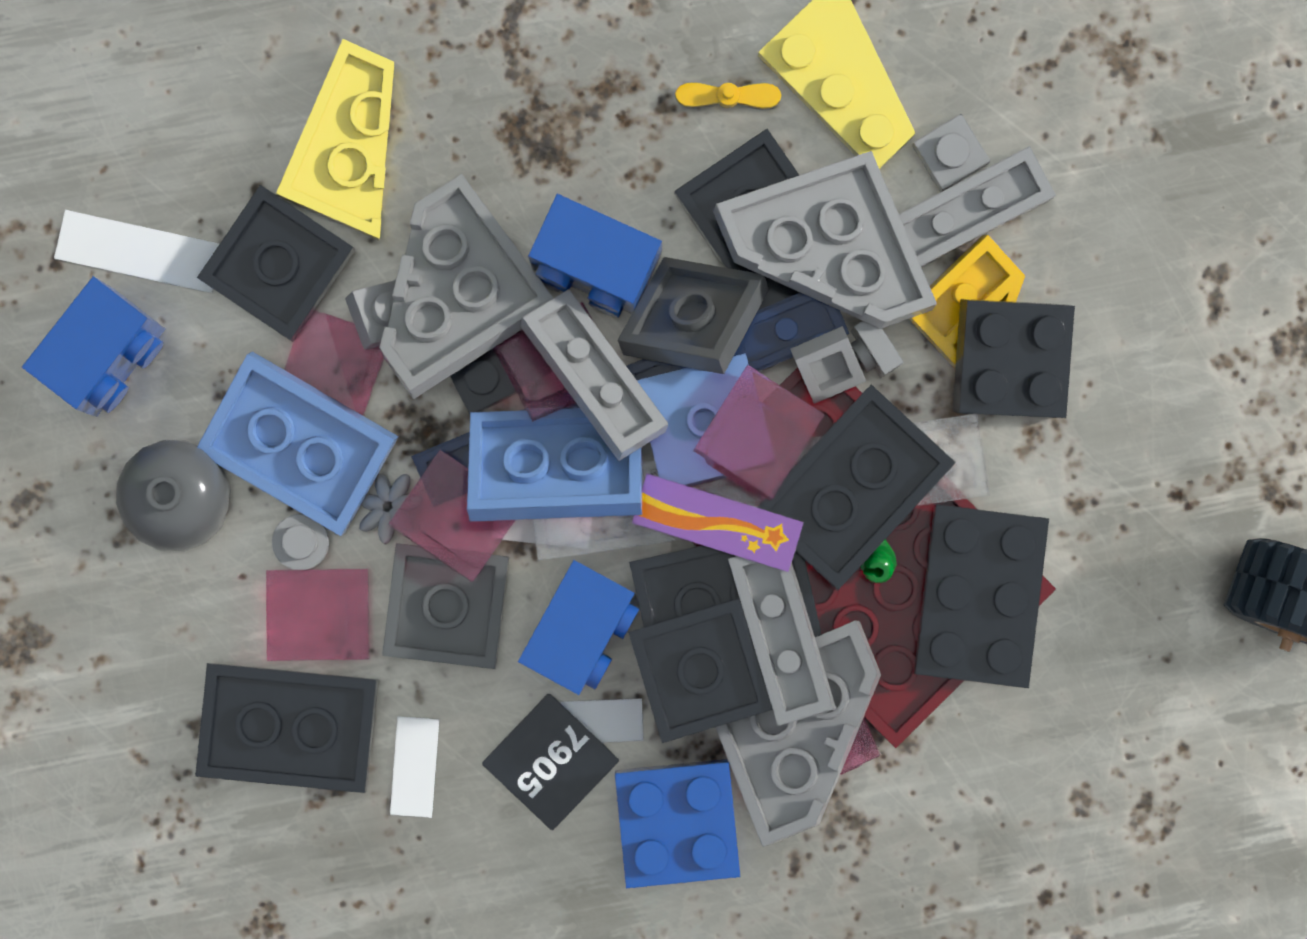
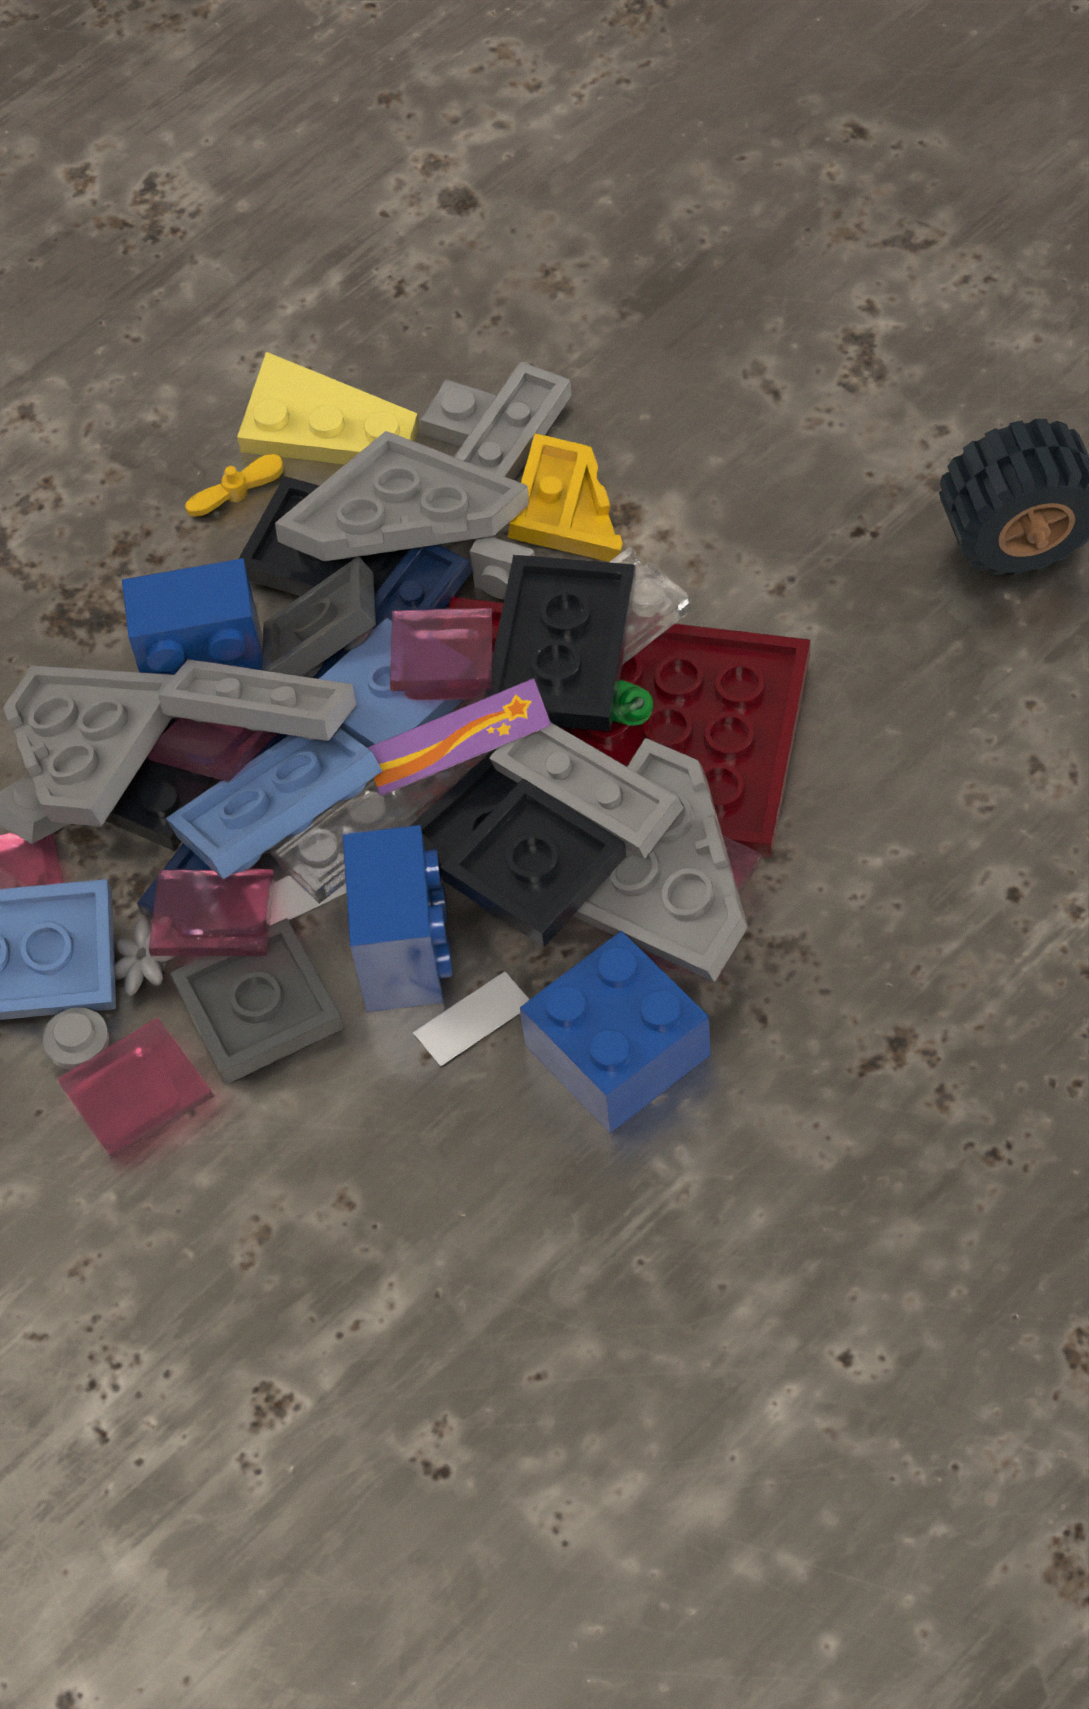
camera: 25 degrees left, 30 degrees down
(286, 727) = (169, 1200): black plate -> none
(414, 766) = (325, 1166): white sticker -> none
(550, 761) = (456, 1076): black sticker -> none
(828, 365) = (467, 581): light grey plate -> none
(981, 596) = (748, 679): black plate -> none
(1013, 358) = (631, 502): black plate -> none

